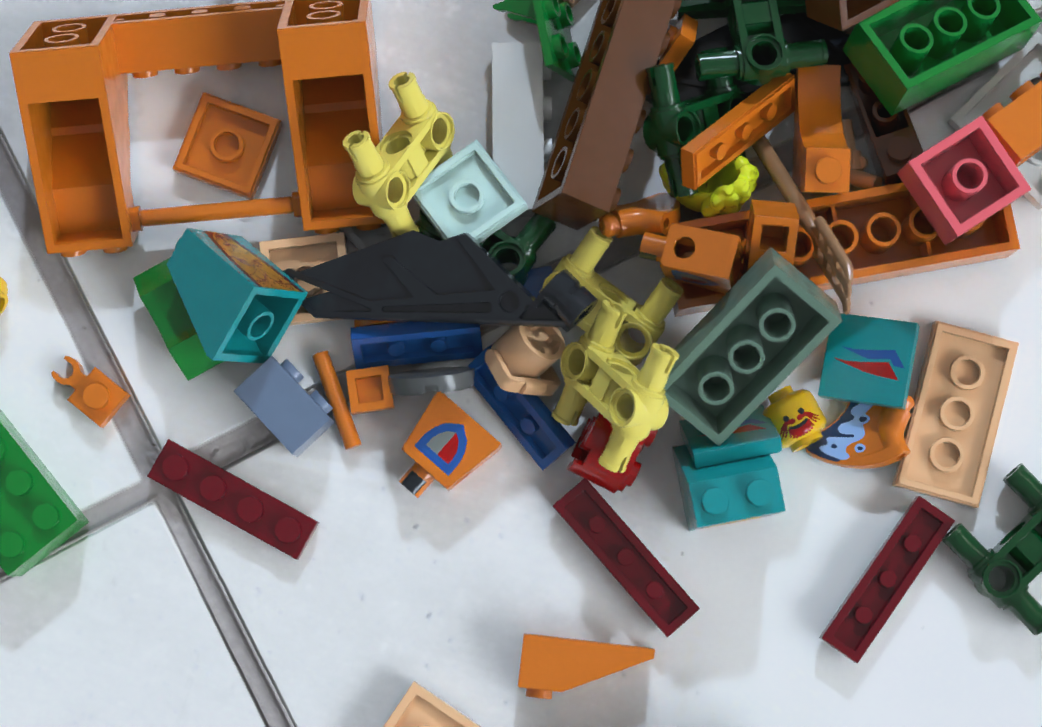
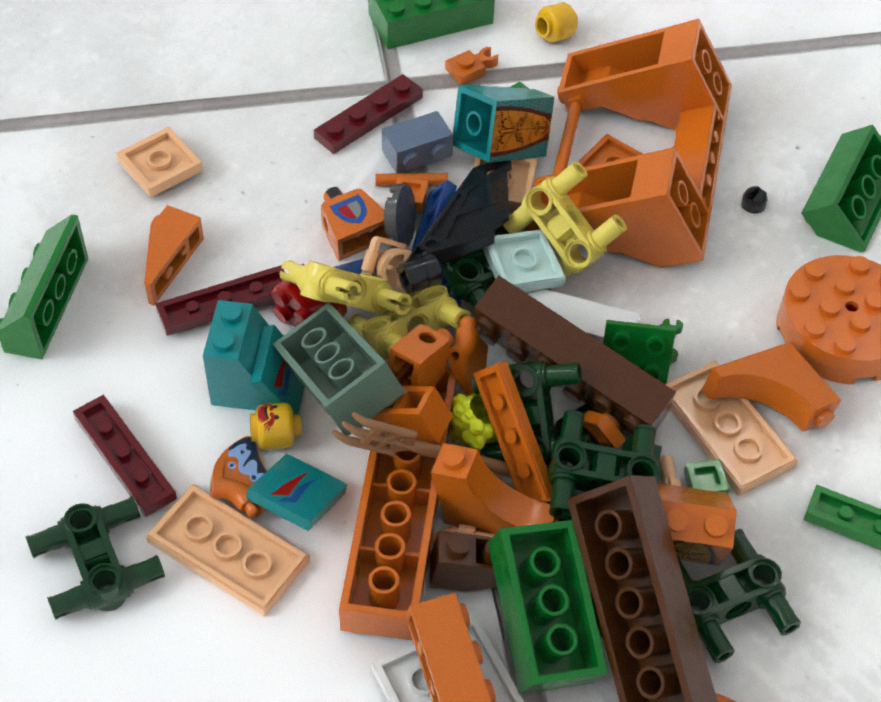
camera: 105 degrees right, 30 degrees down
(963, 180) = (409, 560): coral brick -> none

